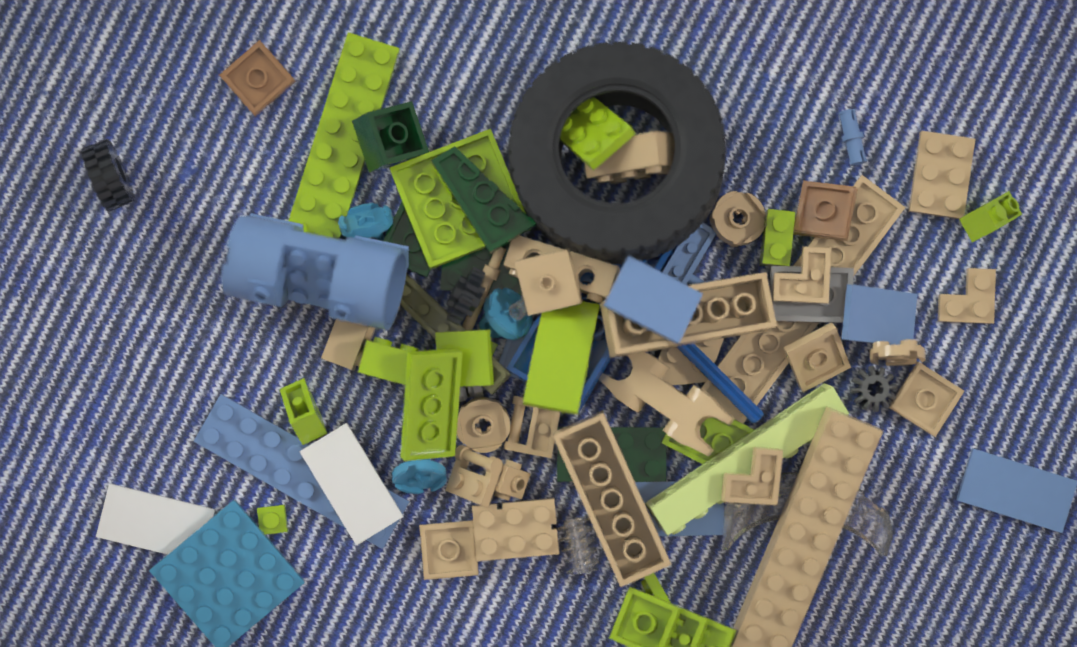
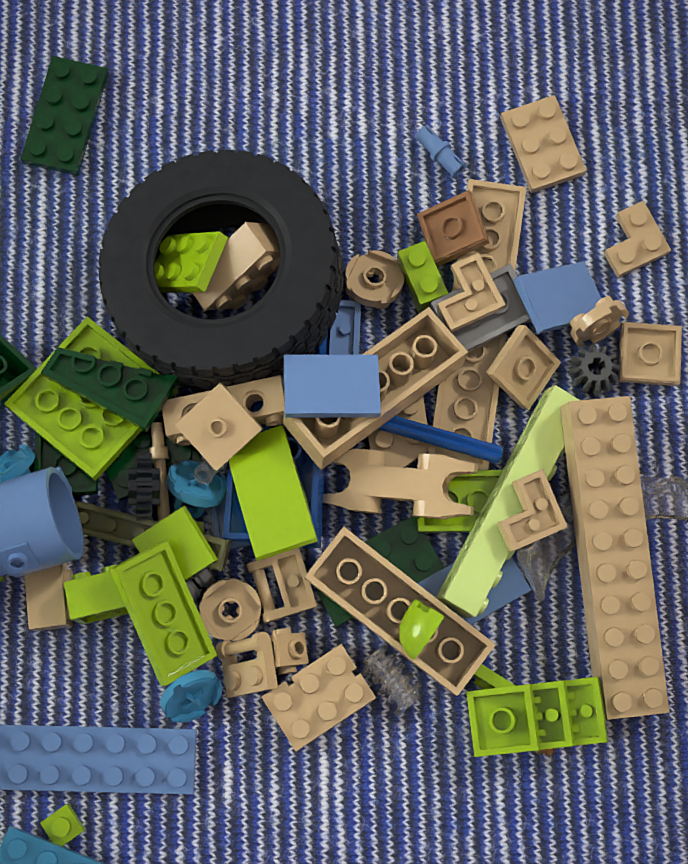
camera: 30 degrees left, 10 degrees down
(303, 411) = (39, 696): lime slope -> none
(351, 484) = (125, 742): white tile -> none
(448, 550) = (261, 757): tan plate -> none
(618, 521) = (418, 627): none -> lime brick
(990, 216) = (610, 155): lime slope -> none

